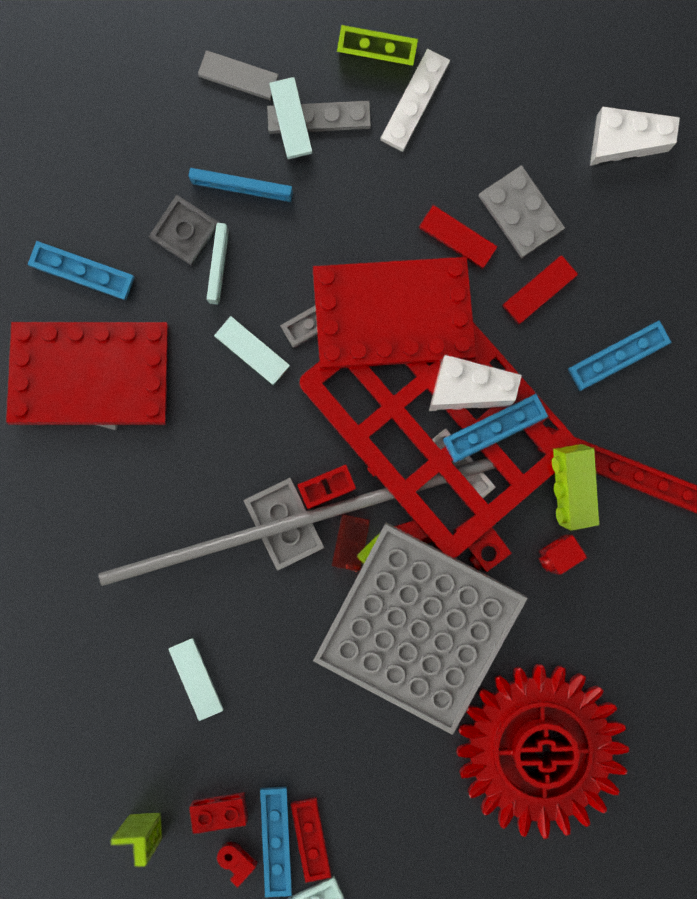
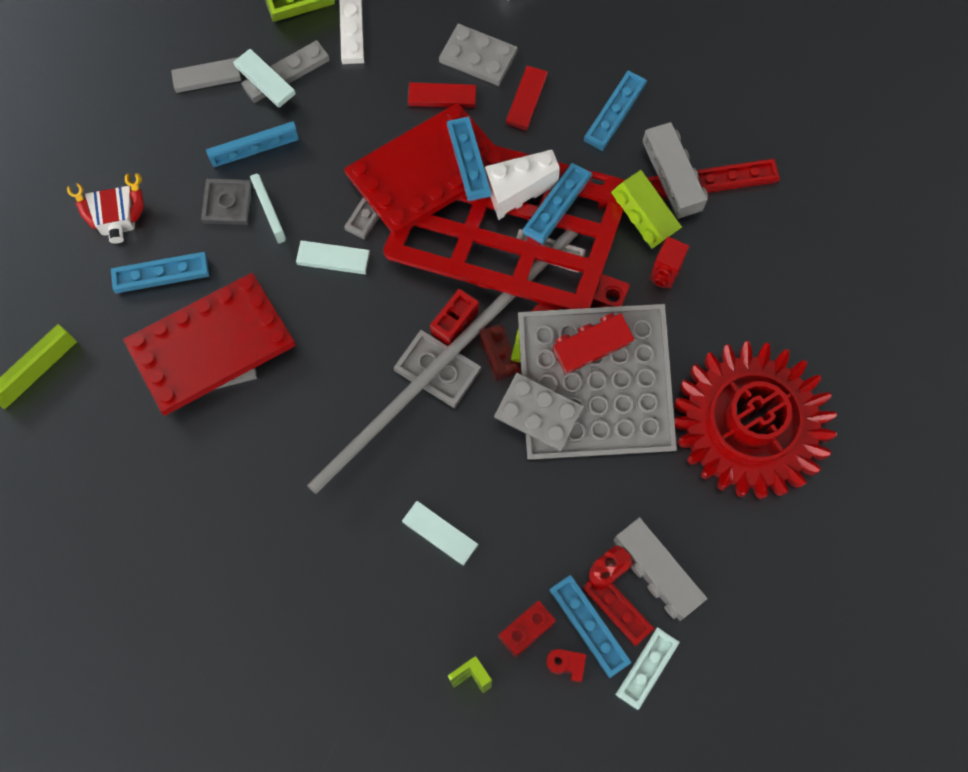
camera: 30 degrees left, 15 degrees down
(67, 176) = (111, 209): none -> torso
(324, 803) = (610, 566): none -> red rock
(347, 627) = (538, 412): none -> light grey plate
(367, 831) = (660, 570): none -> light grey brick
(434, 598) = (592, 342): none -> red brick
(435, 334) = (468, 159): none -> dark azure plate
(631, 461) = (675, 170): none -> light grey brick

